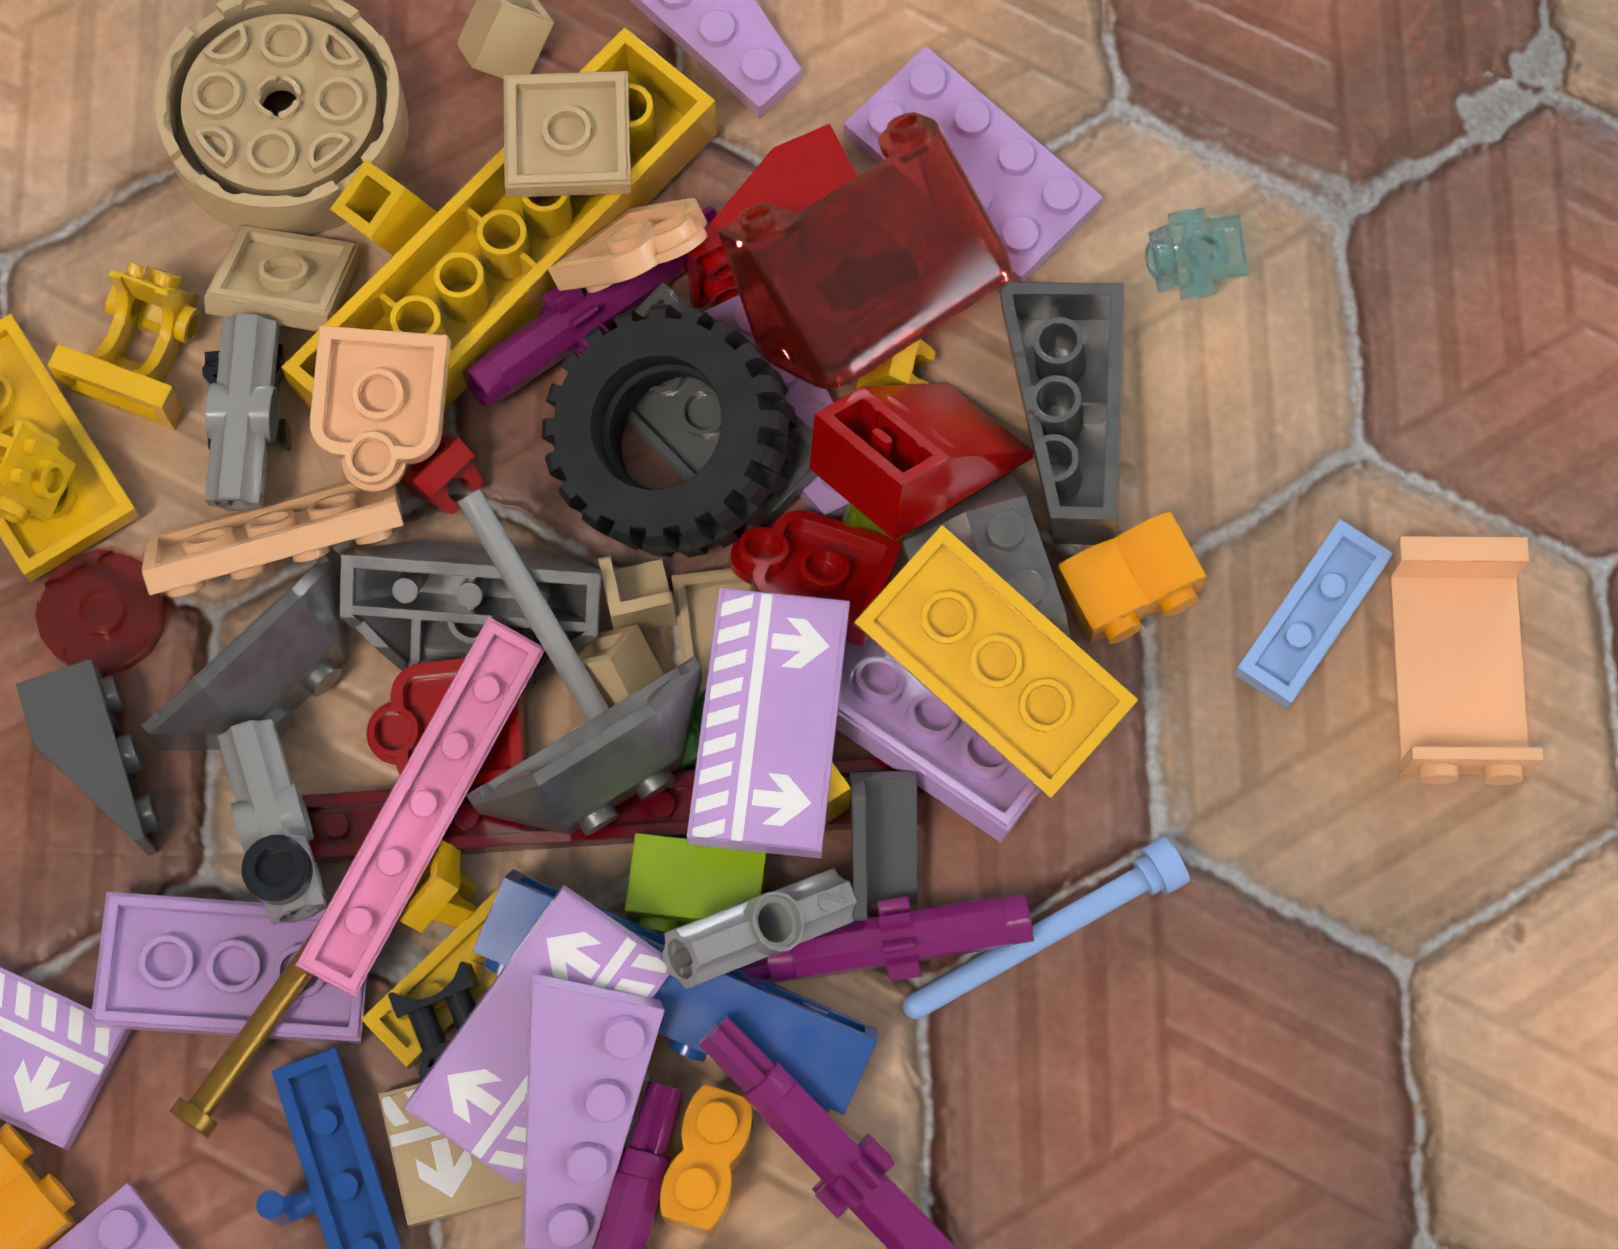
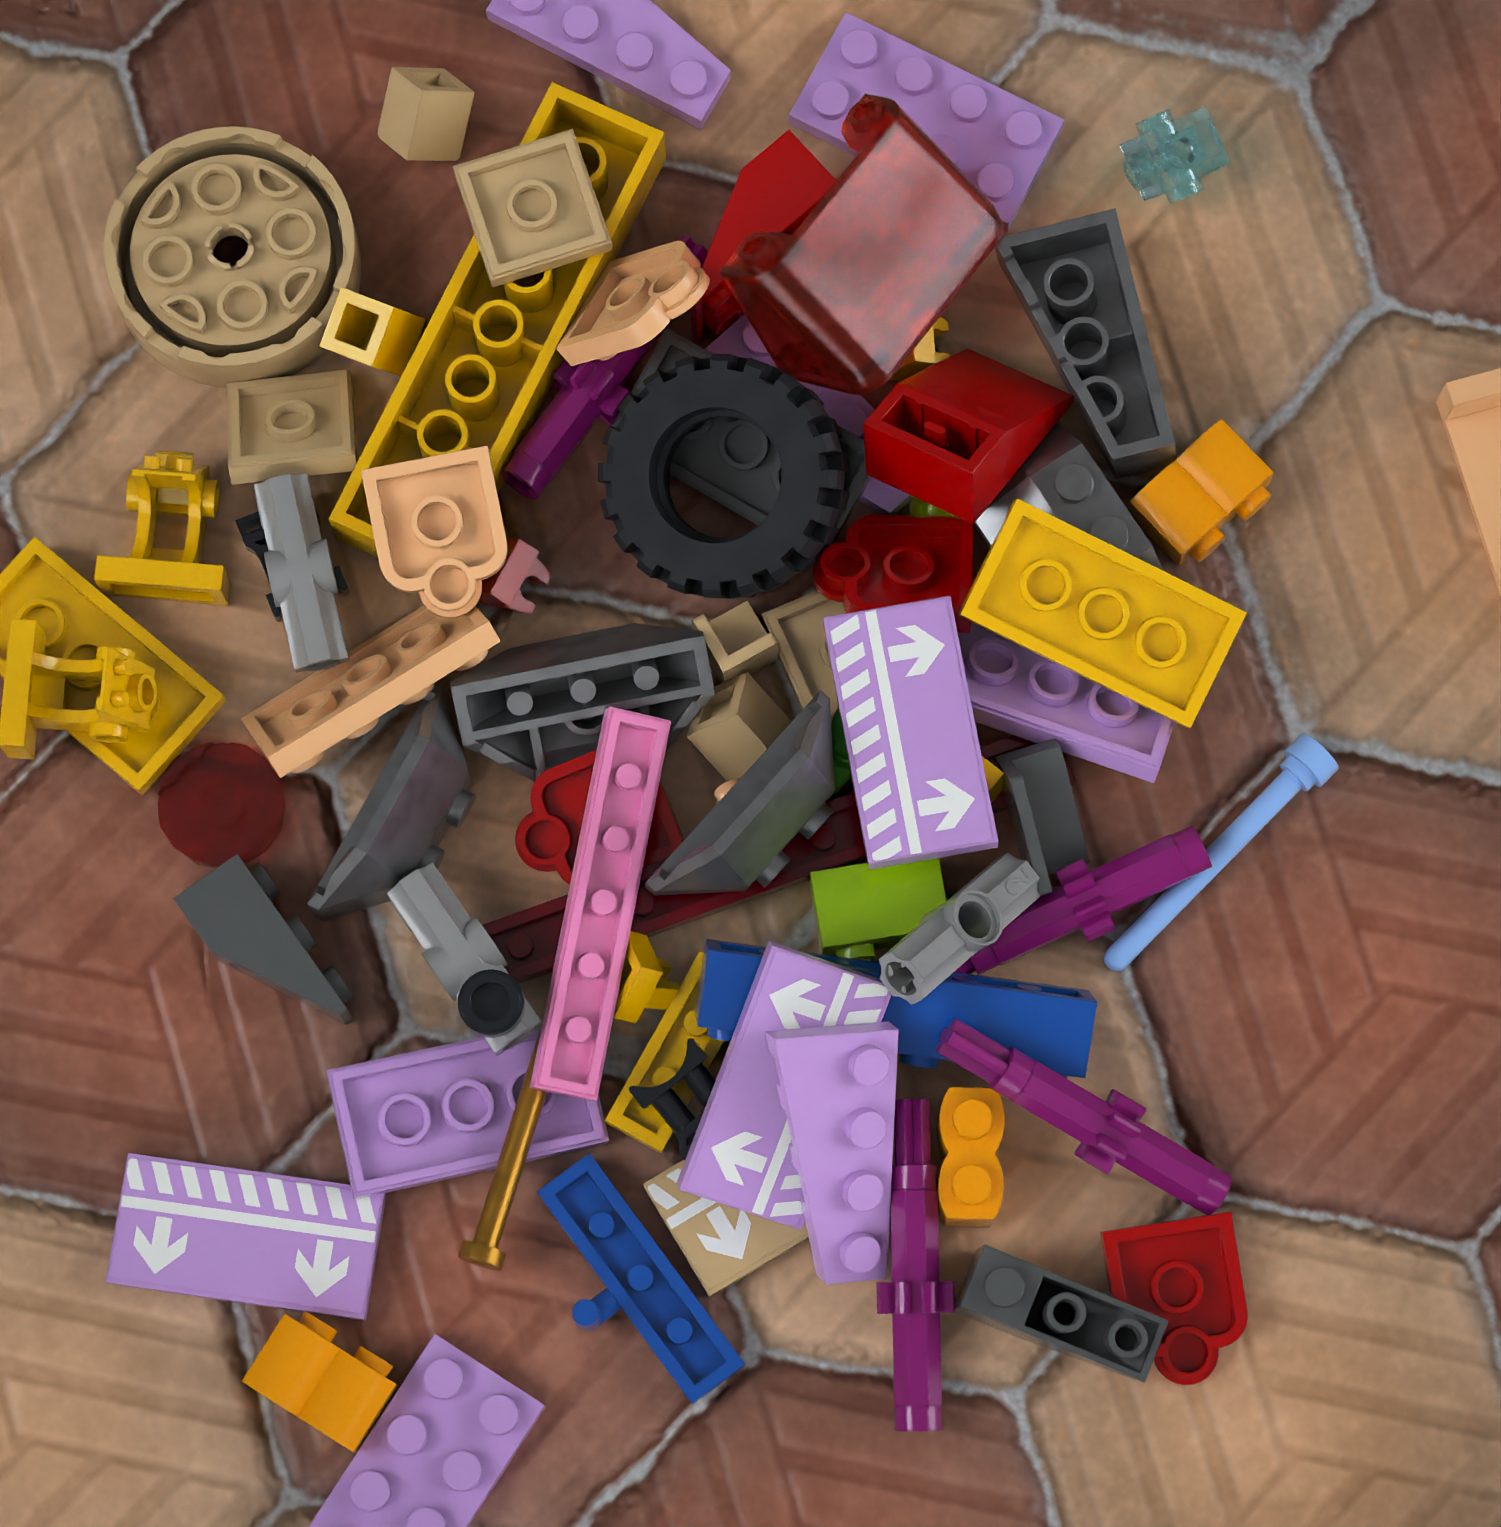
camera: 15 degrees left, 5 degrees up
(533, 604) = (651, 685): light grey bar -> none
(1313, 614) = (1383, 479): light blue plate -> none

